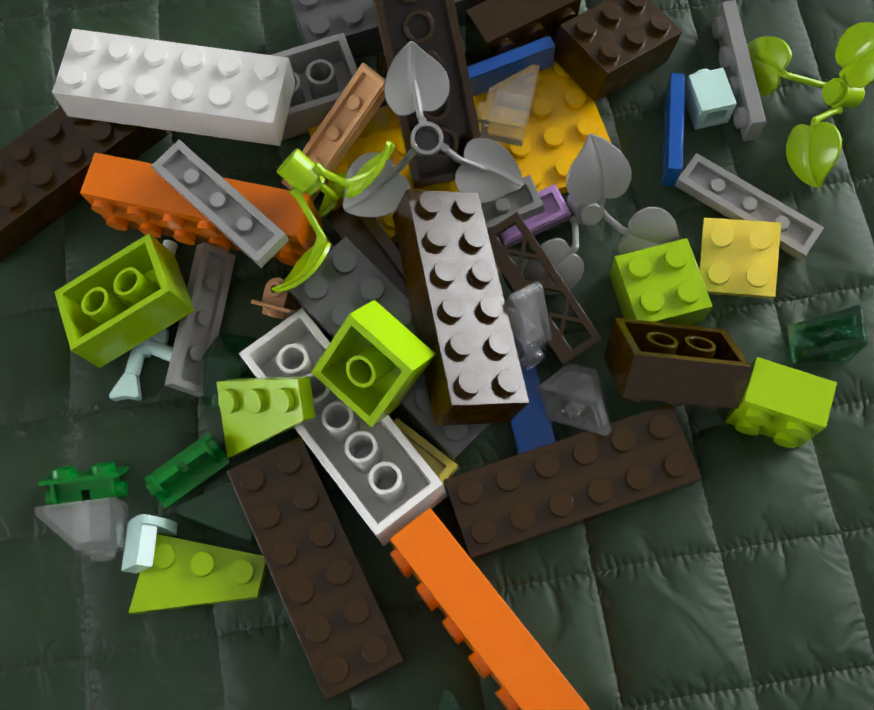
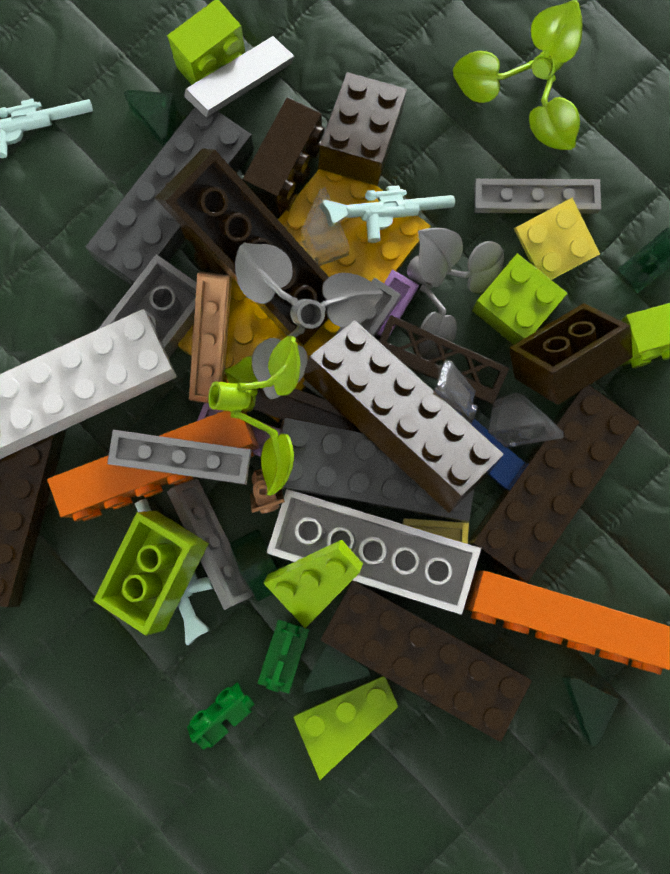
camera: 40 degrees left, 10 degrees up
(89, 526) = (247, 744): clear slope -> none
(141, 541) = (294, 728): light aqua tile -> none
(372, 362) = (381, 500): lime brick -> none
(498, 68) = (302, 194): blue tile -> none
(577, 123) = (381, 214): none -> light aqua piece
(673, 129) = (446, 169): blue tile -> none
(709, 98) = (455, 127): light aqua brick -> none
(737, 62) = (462, 90): light grey plate -> none

